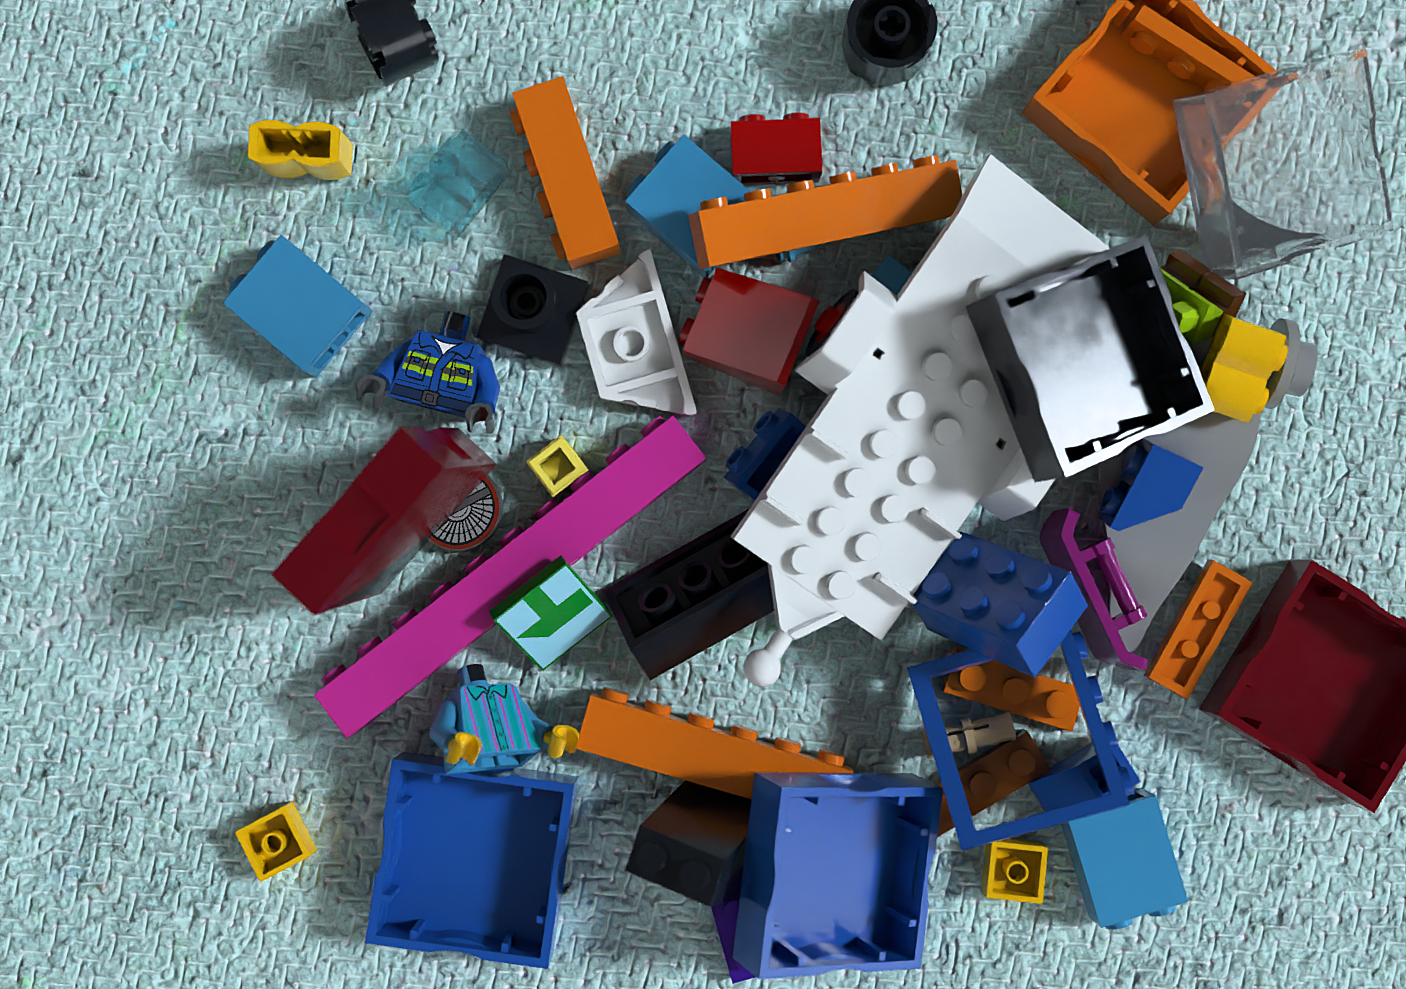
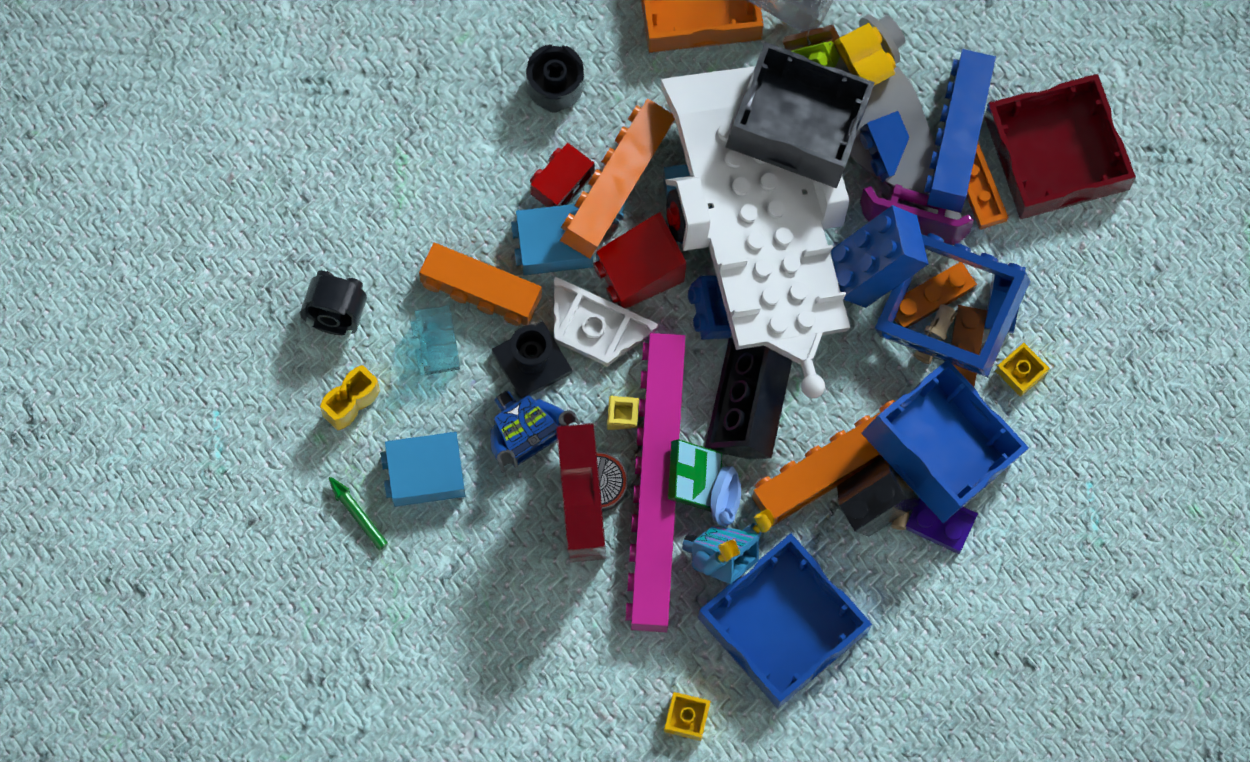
camera: 50 degrees left, 15 degrees down
(196, 239) = (342, 493): none -> green piece
(561, 667) = (726, 496): none -> light blue arm
(1125, 863) = (1061, 313): dark azure brick -> none
(1246, 558) = (961, 130): none -> blue brick

